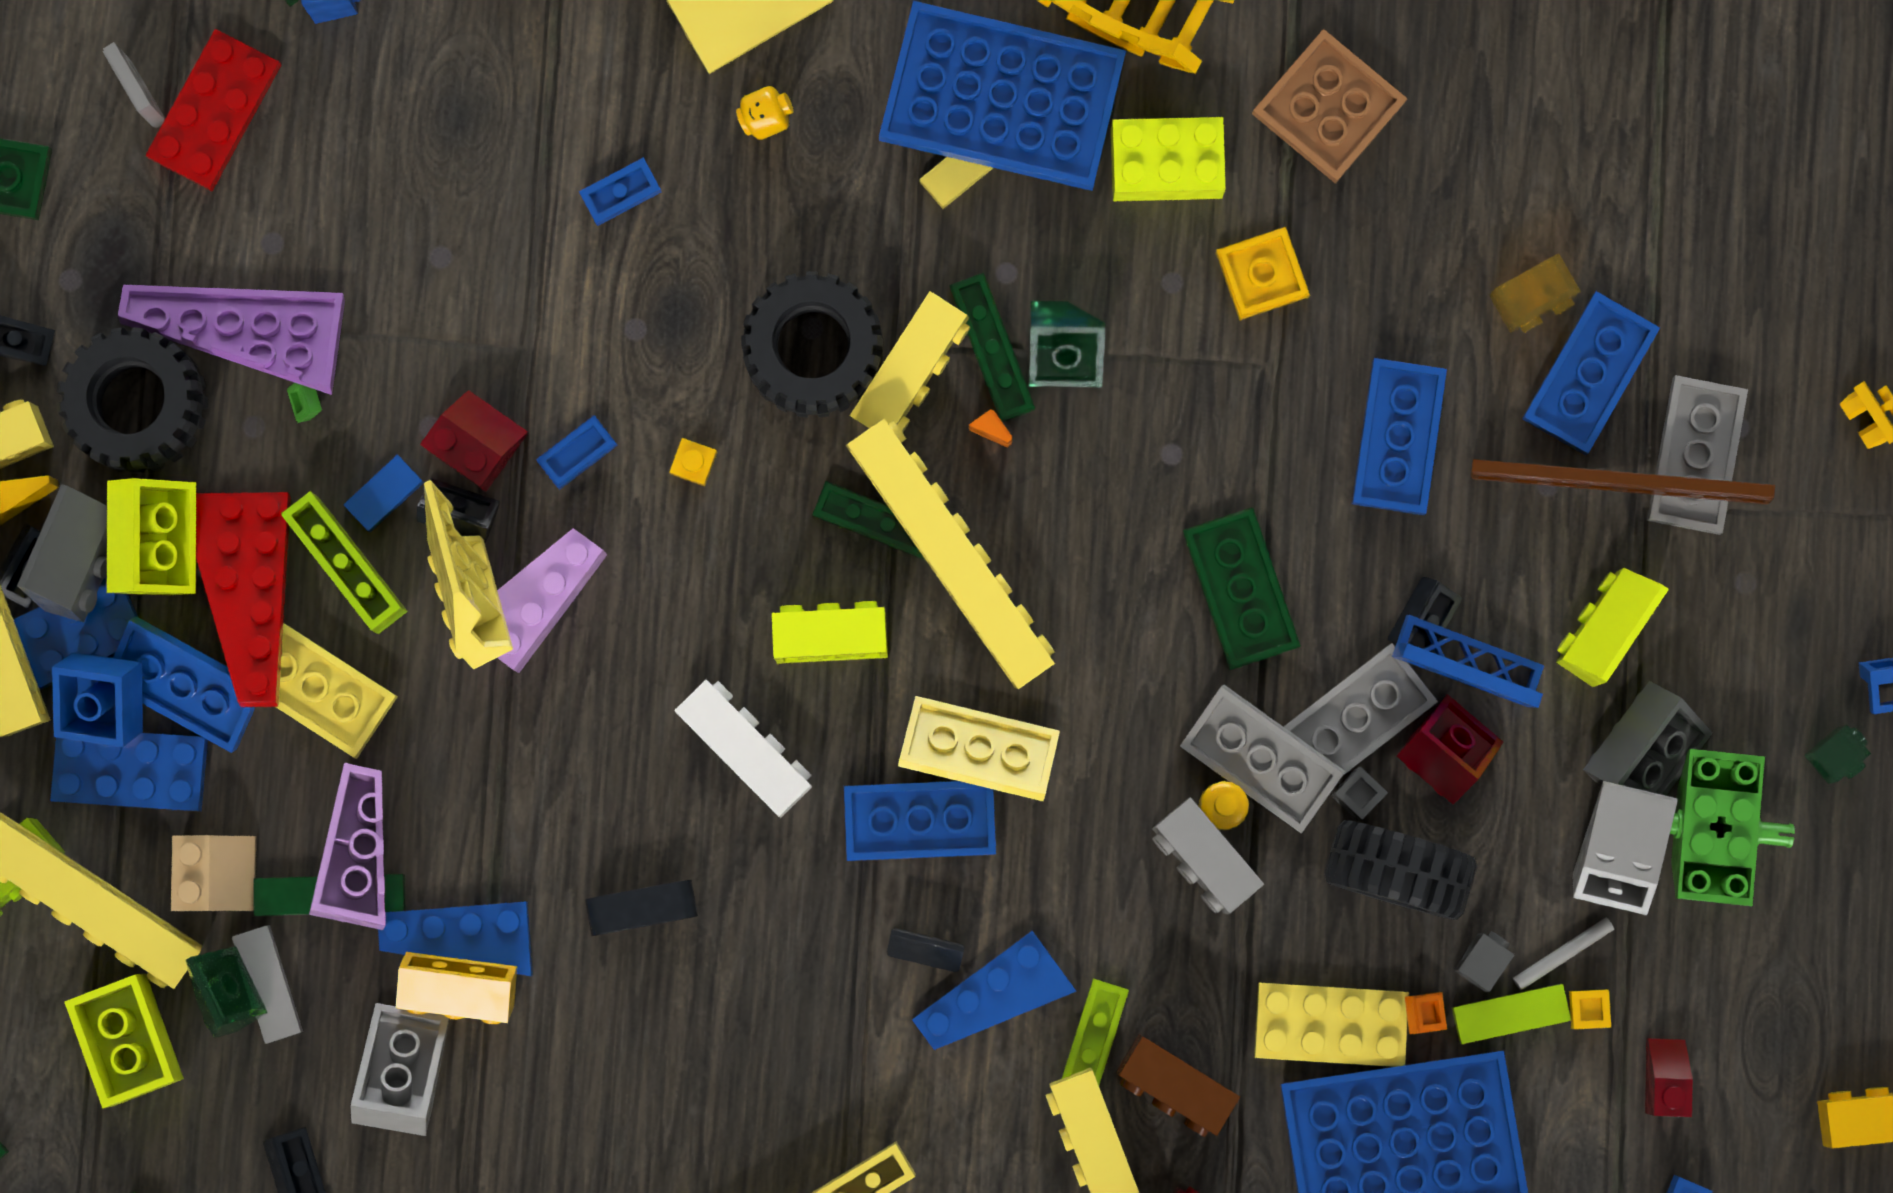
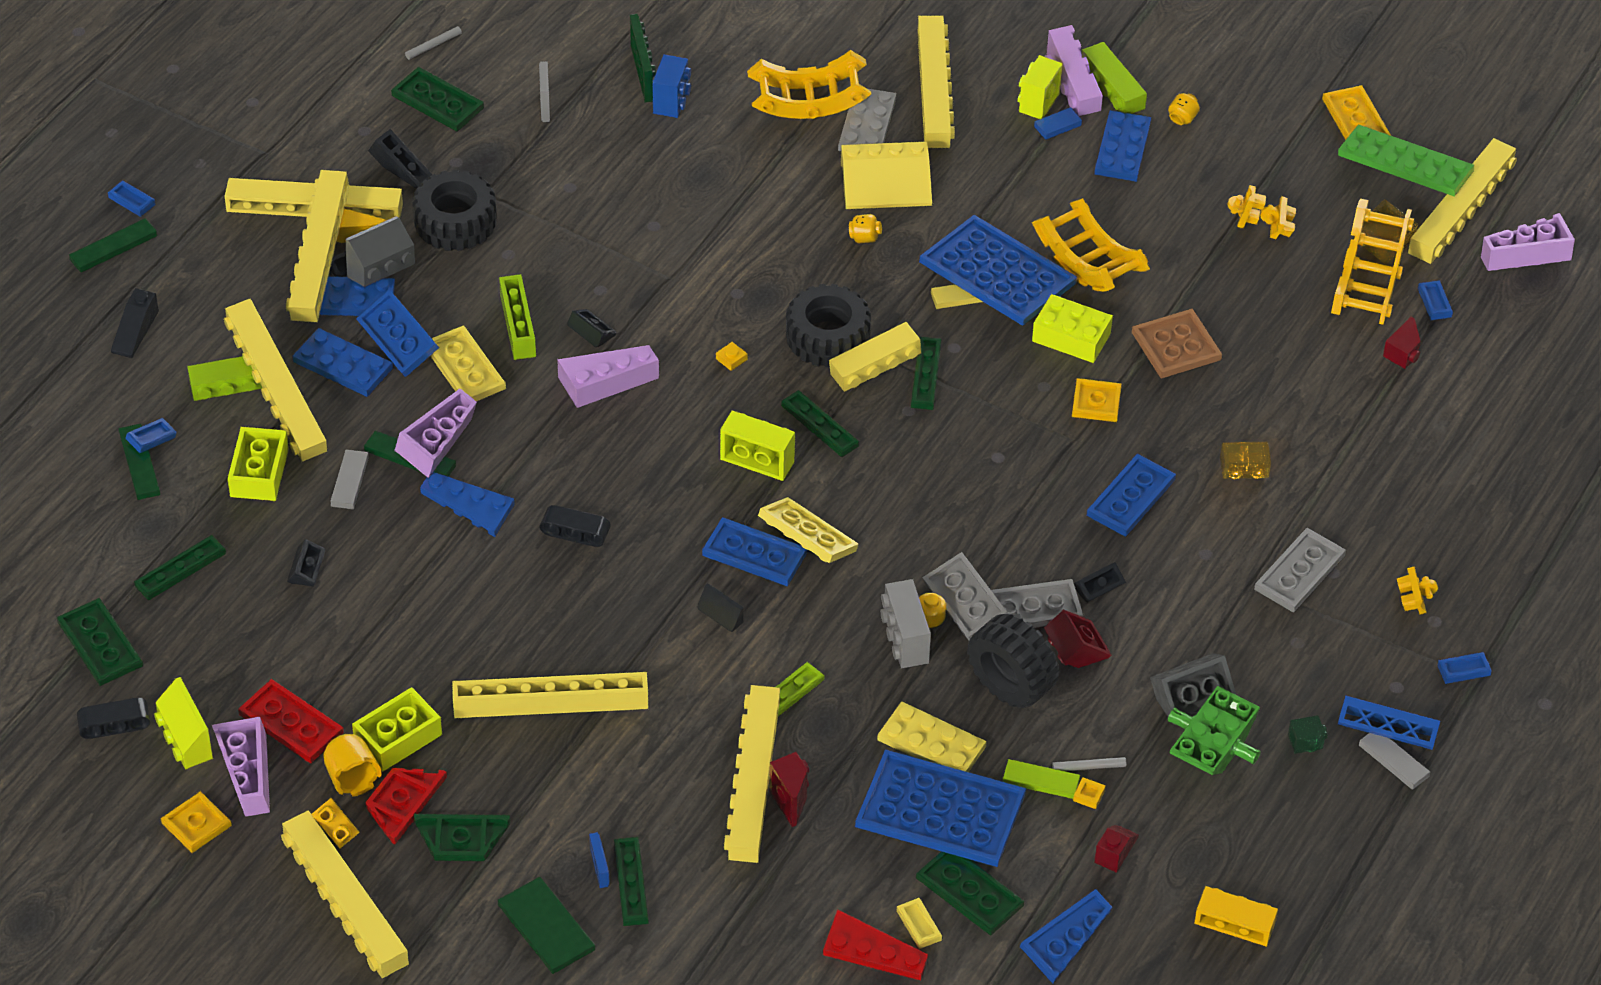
camera: 25 degrees right, 35 degrees down
(97, 699) = (349, 315): blue brick -> none
(151, 537) = (425, 262): neon yellow brick -> none
(213, 110) = (577, 124): red plate -> none
(213, 873) = (354, 417): tan slope -> none
(224, 991) = (325, 463): clear green slope -> none
(244, 576) = (460, 302): red wing -> none
(267, 330) = (539, 210): medium lavender wing -> none
(304, 402) = (543, 247): bright green tile -> none
(383, 493) = (557, 304): blue tile -> none
(399, 1070) = (393, 541): light grey slope -> none
(456, 988) = (450, 516): brick -> none
(464, 585) = (574, 338): light yellow piece -> none
(474, 439) = (618, 299): dark red slope -> none
(576, 452) = (671, 328): blue tile -> none
(620, 191) = (767, 232): blue plate -> none
(743, 748) = (678, 480): white brick -> none
(950, 553) = (846, 438): light yellow brick -> none
(992, 428) = (902, 401): orange slope -> none
(1000, 990) = (758, 645): blue wing -> none
(1065, 346) = (965, 383): clear green slope -> none
(1176, 1087) = (824, 718): reddish brown brick -> none
(1241, 588) = (1000, 528): dark green tile -> none
(1425, 1013) = (990, 754): orange tile -> none
(1470, 674) = (1108, 607): blue fence -> none
(1484, 960) = (1039, 743): dark grey brick -> none
(1591, 373) = (1258, 510): blue plate -> none
(1610, 626) = (1204, 621): neon yellow slope -> none
(1622, 482) = (1248, 555): reddish brown tile -> none
(1624, 848) = (1152, 712): light grey slope -> none

